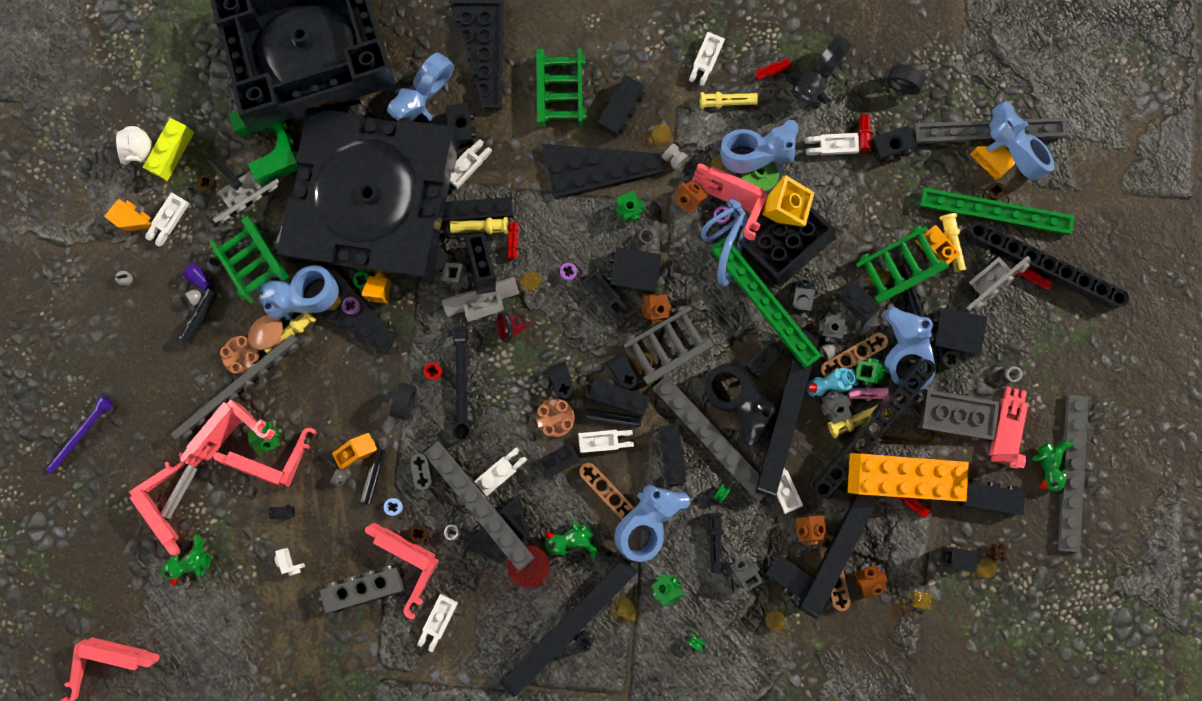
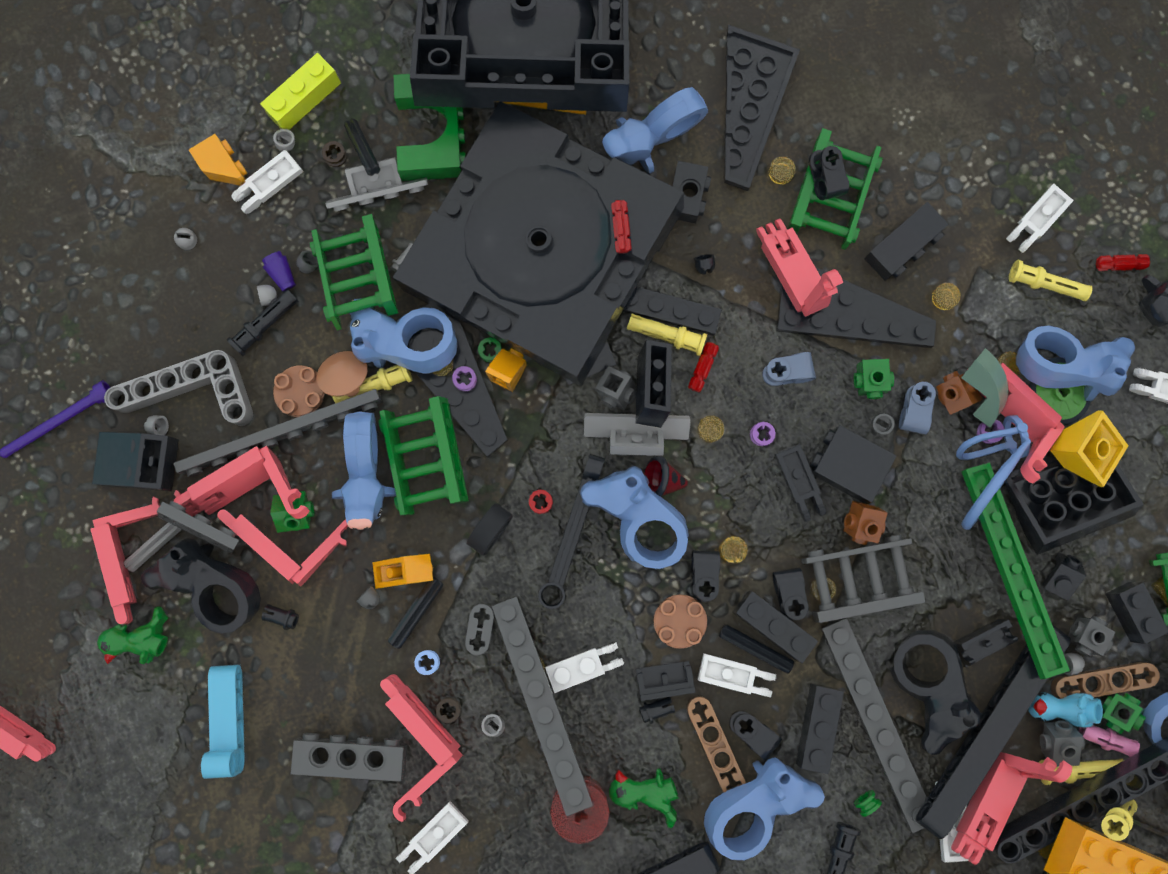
camera: 15 degrees right, 0 degrees up
(133, 145) = (258, 71): white helmet -> none
(144, 442) = (135, 461): none -> black slope
(149, 410) = (157, 421): none -> light grey hinge
(159, 377) = (184, 383): none -> light grey beam
(170, 183) = (287, 137): none -> light grey hinge
(203, 470) = (197, 526): none -> dark grey plate
(209, 502) = (191, 571): none -> black animal
(269, 595) = (225, 723): none -> medium azure beam
(284, 561) = (261, 683): white bracket -> none
(307, 406) = (362, 492): none -> medium blue animal
(359, 367) = (448, 464): none -> green fence
(419, 165) = (621, 226): none -> red axle
(468, 163) = (681, 246): white hinge -> none
(483, 543) = (530, 758): black wing -> none
(489, 168) = (705, 263): none -> black hinge
(492, 347) = (631, 500): none -> medium blue animal
(520, 87) = (782, 170): none -> clear yellow tile
(551, 80) = (829, 175): none -> black piece
(553, 154) = (795, 269): none -> coral hinge
(559, 482) = (654, 710): none -> black pin
(573, 220) = (793, 369): none -> sand blue piece
(576, 359) = (728, 550): none -> clear yellow wheel
(634, 475) = (757, 735): none -> black piece
(666, 219) = (917, 413): none -> sand blue piece
(674, 156) = (955, 338): light grey wheel -> none
(704, 180) = (989, 379): none -> sand green brick
(805, 459) = (996, 799): none -> coral hinge
(885, 441) = (1123, 820): none -> light yellow pin

